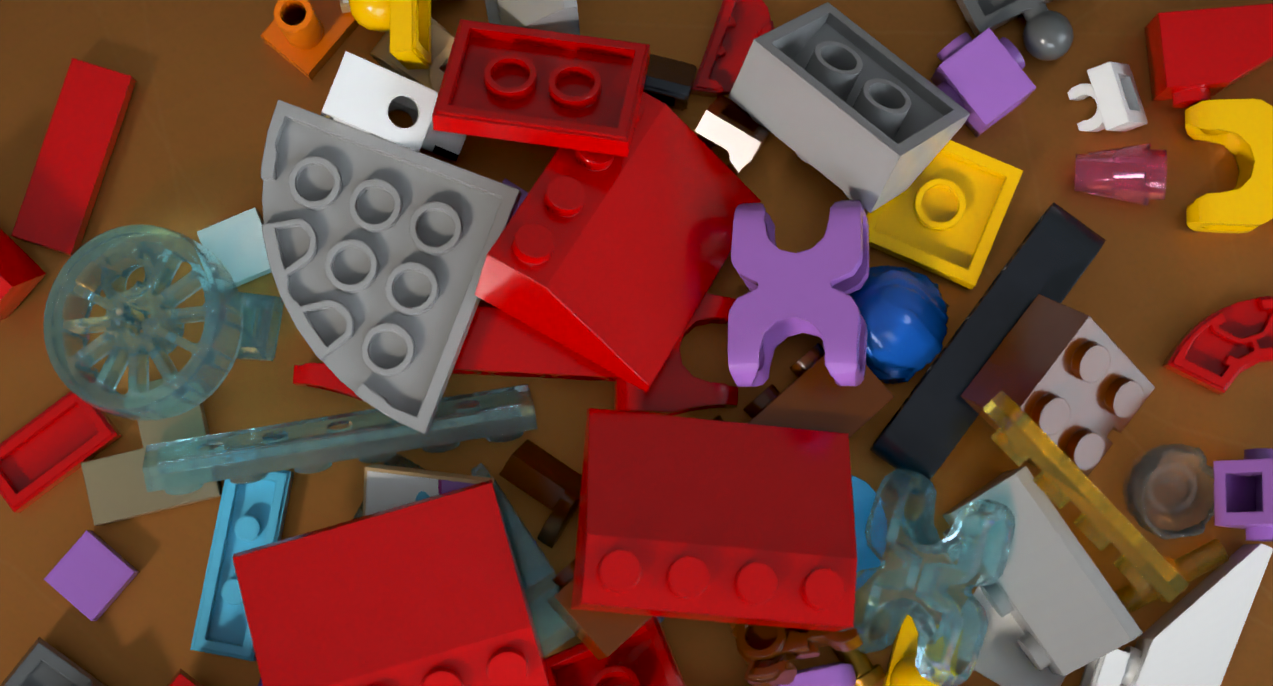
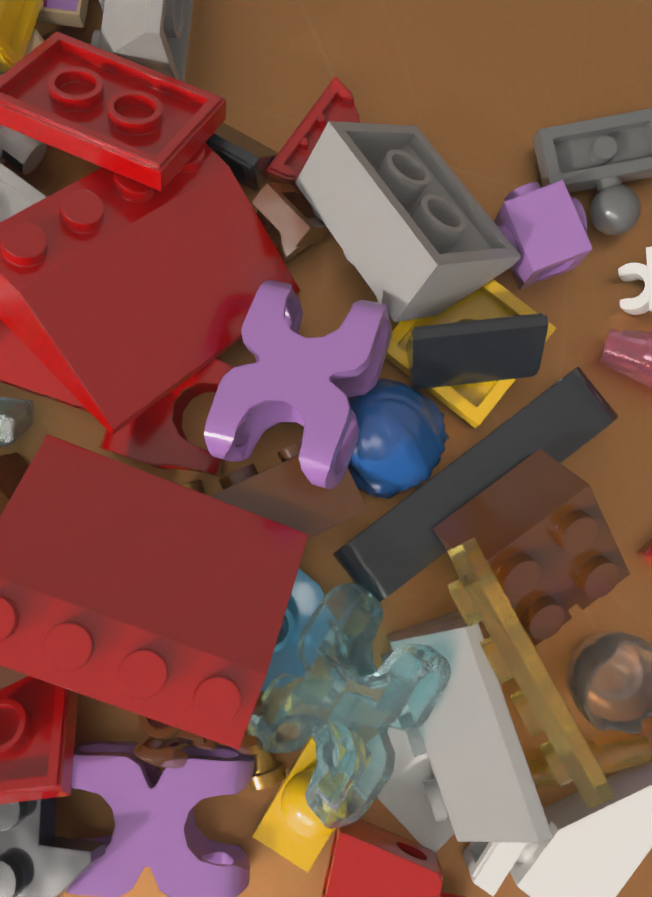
camera: 20 degrees right, 0 degrees up
(952, 218) = (476, 351): none -> black slope

